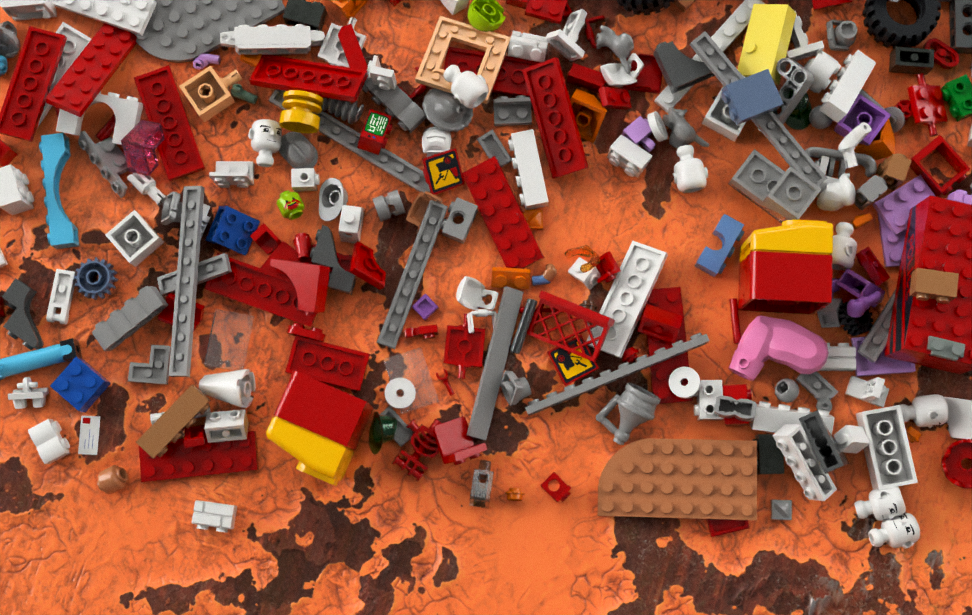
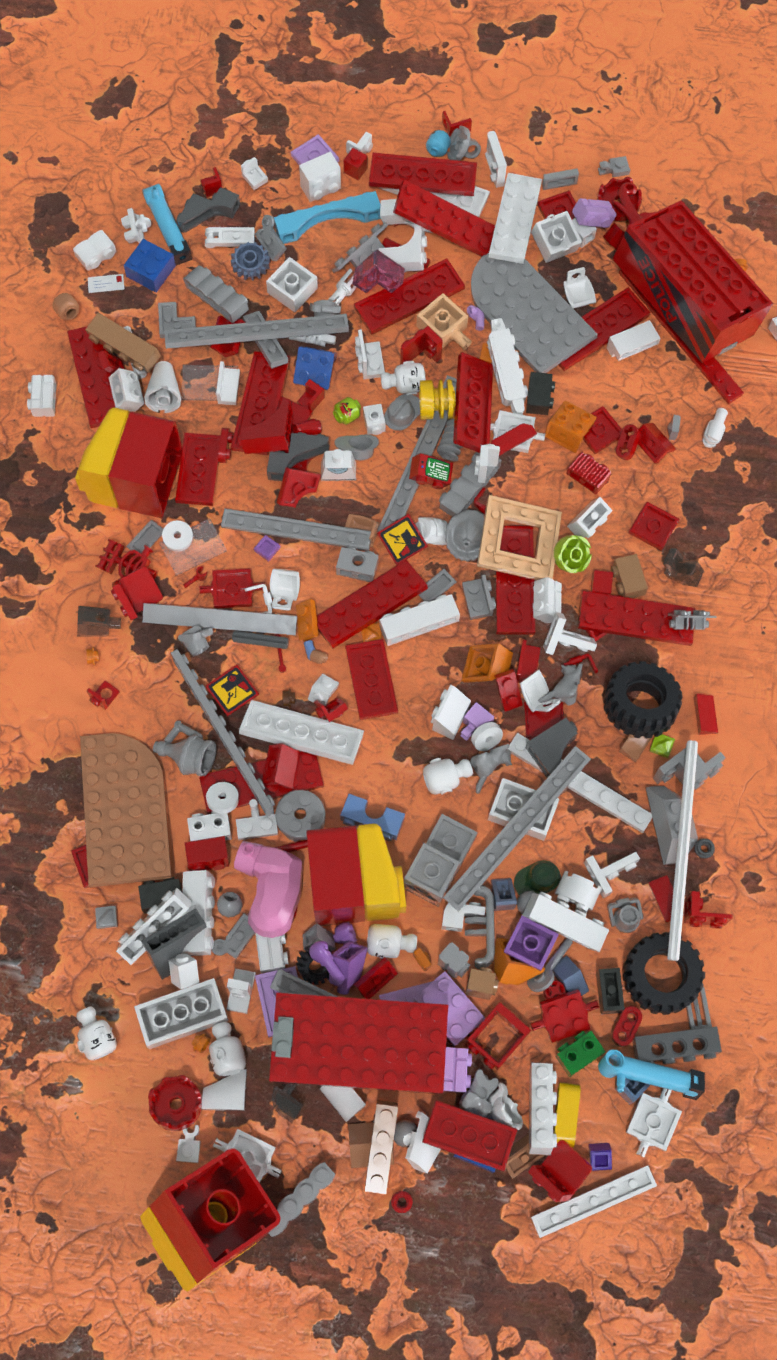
camera: 75 degrees right, 10 degrees down
(72, 254) = (270, 239): none -> light grey hinge
(232, 109) = (424, 340): none -> red bracket
(238, 92) = (449, 350): sand green arm -> none
(238, 320) = (227, 385): none -> white panel
(381, 431) = (140, 525): piece -> none
(393, 199) = (360, 495): light grey wheel -> none
(427, 332) = (240, 551): red plate -> none
(466, 86) = (485, 538): white piece -> none
(555, 118) = (475, 634): red plate -> none
(577, 311) = (279, 686): red fence -> none
(581, 225) = (371, 679): none -> red plate
(587, 252) = (334, 692): clear orange cap -> none
(630, 355) = (245, 743): red plate -> none
(699, 321) = (296, 828): none -> light grey plate
(710, 356) = (257, 825): none -> white plate
(740, 409) = (198, 843): light grey brick -> none
(751, 97) = (527, 813): sand blue brick -> none
(766, 39) = (596, 832): light yellow brick -> none
(792, 83) = (547, 862): light grey beam -> none
(811, 136) = (503, 894): none -> sand blue slope
(837, 194) = (445, 927): white hair -> none
(850, 141) = (500, 928): white arm -> none
(882, 503) = (121, 1016): white piece -> none
(891, 94) = (570, 976): none -> sand blue slope
(934, 284) = (344, 1009): medium nougat brick -> none

